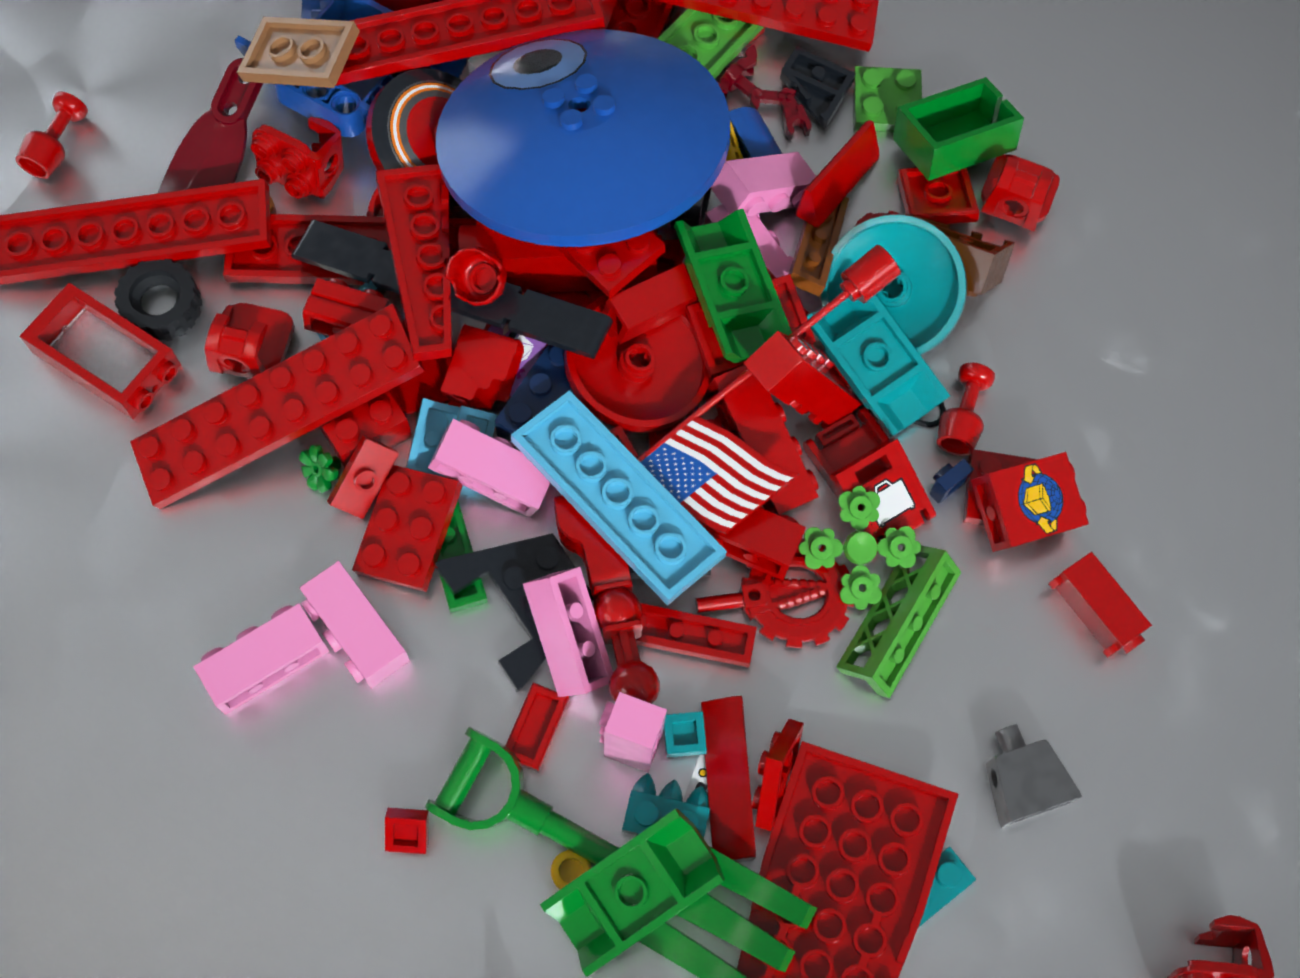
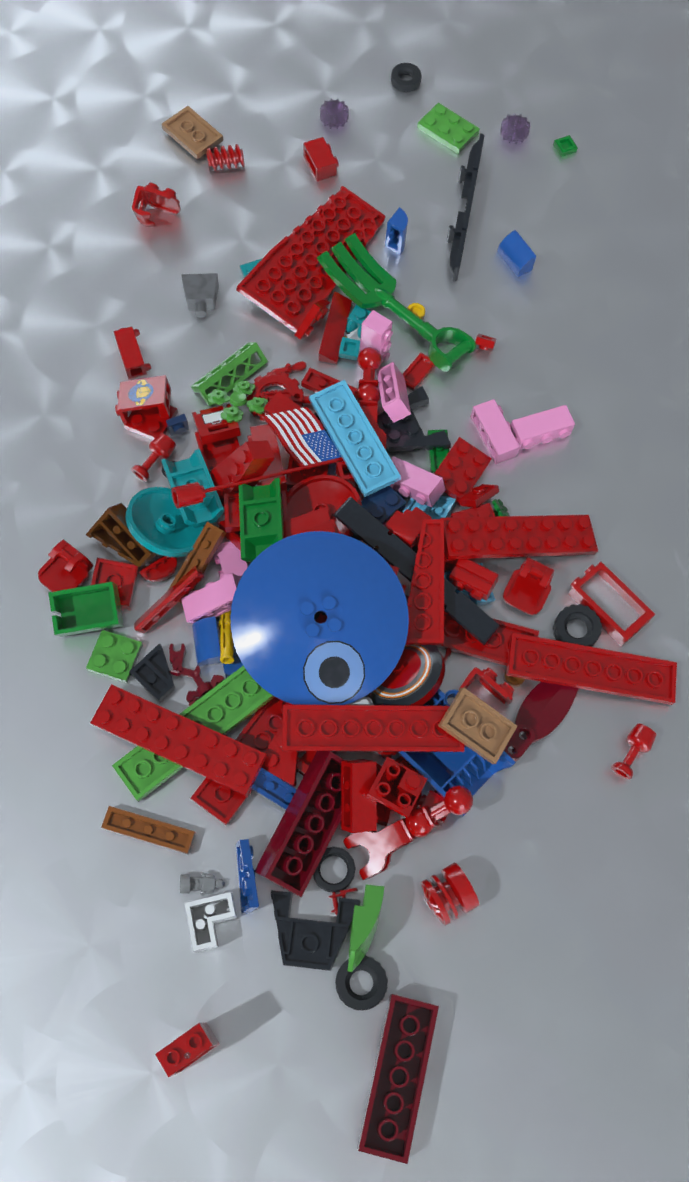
camera: 165 degrees left, 0 degrees up
(476, 275) = (399, 554): red hair -> none
(635, 890) = (389, 284): green piece -> none
(790, 662) = (288, 369): none -> red piece

